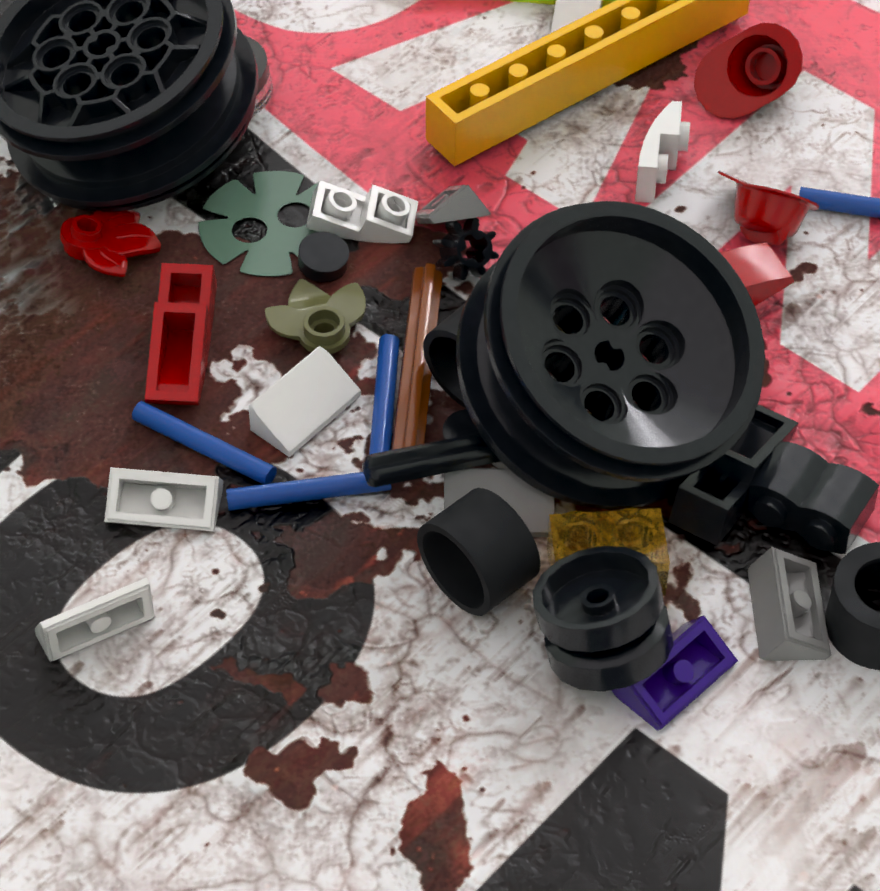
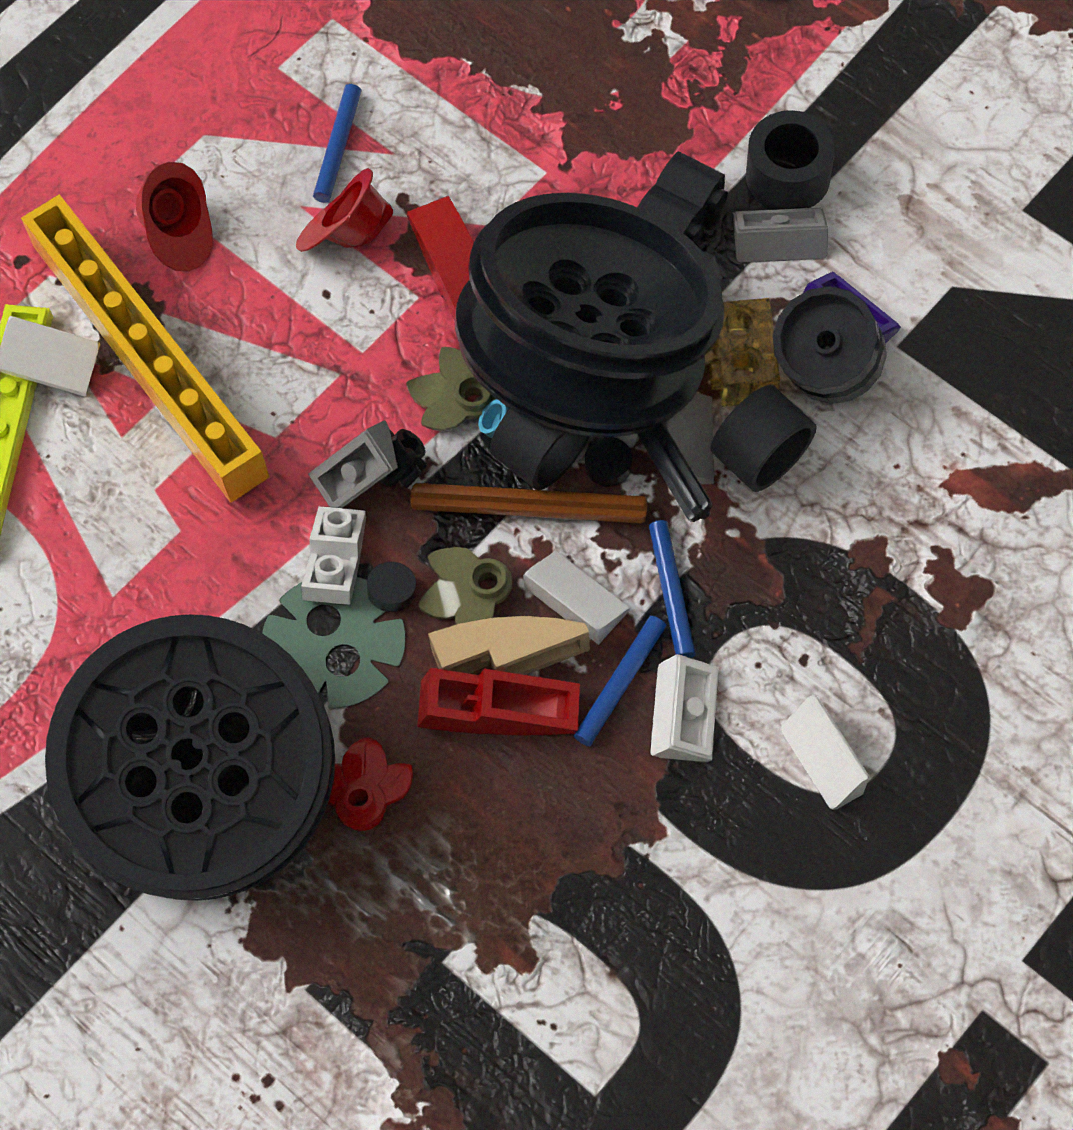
camera: 85 degrees left, 15 degrees up
(240, 334) = (508, 644): none -> tan slope
(384, 394) = (566, 531): blue bar -> none
(661, 150) = (255, 294): white slope -> none

